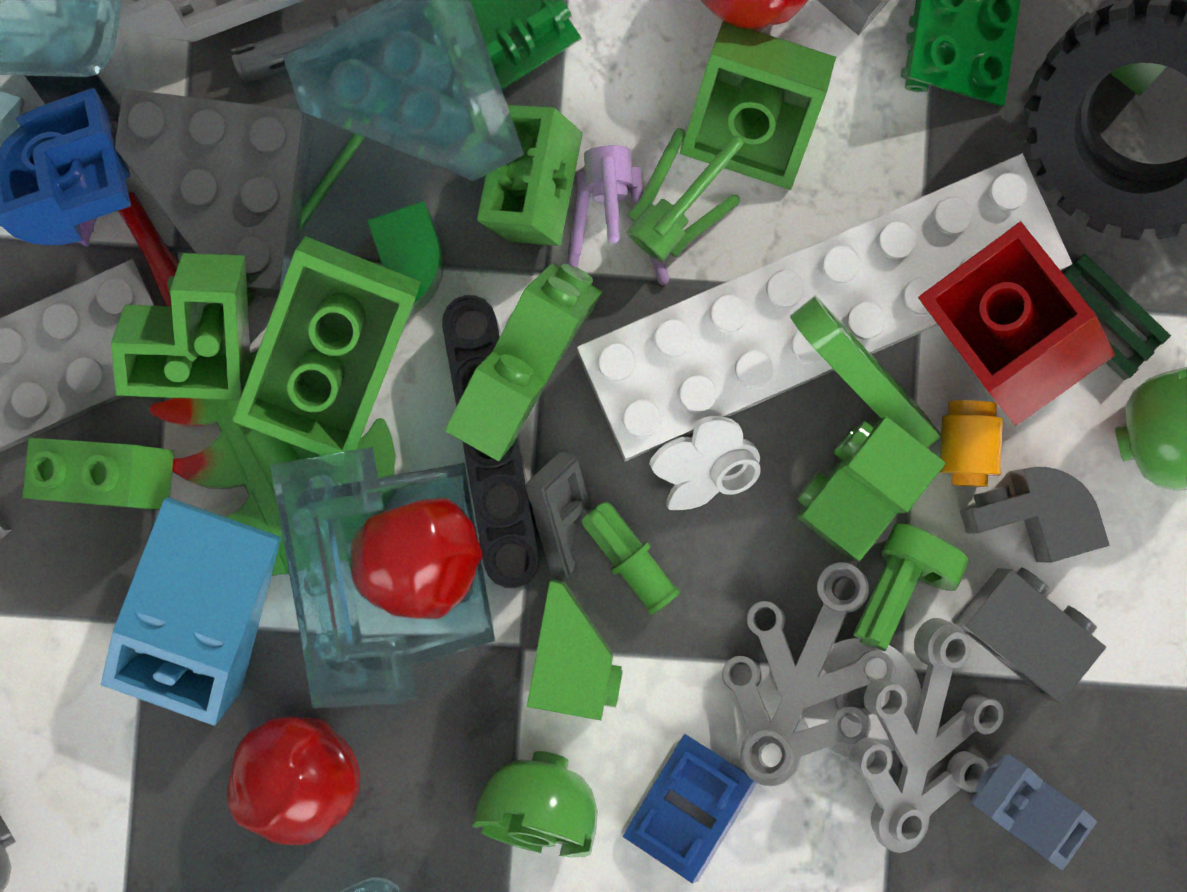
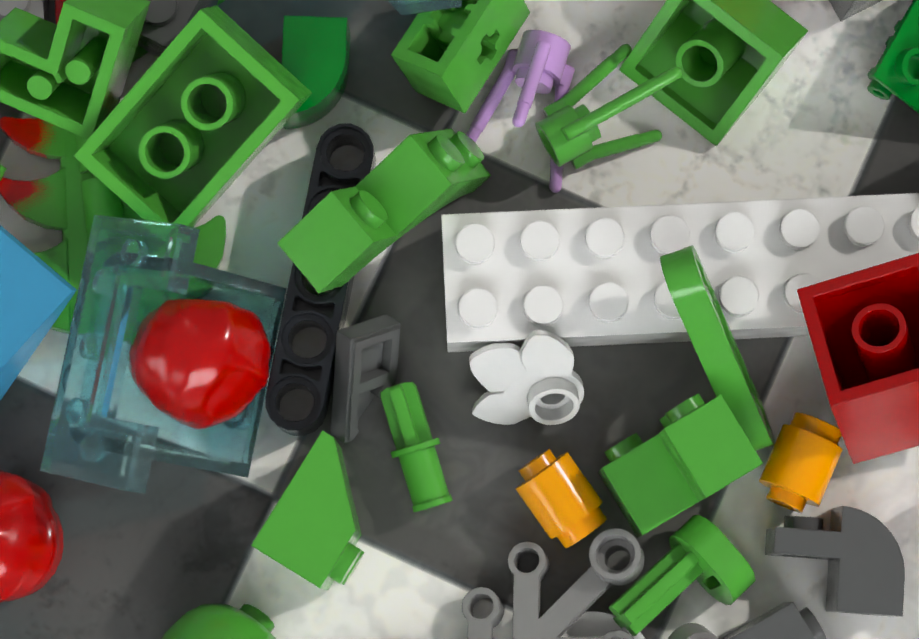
camera: 20 degrees right, 5 degrees down
(773, 553) = (560, 497): none -> light orange brick

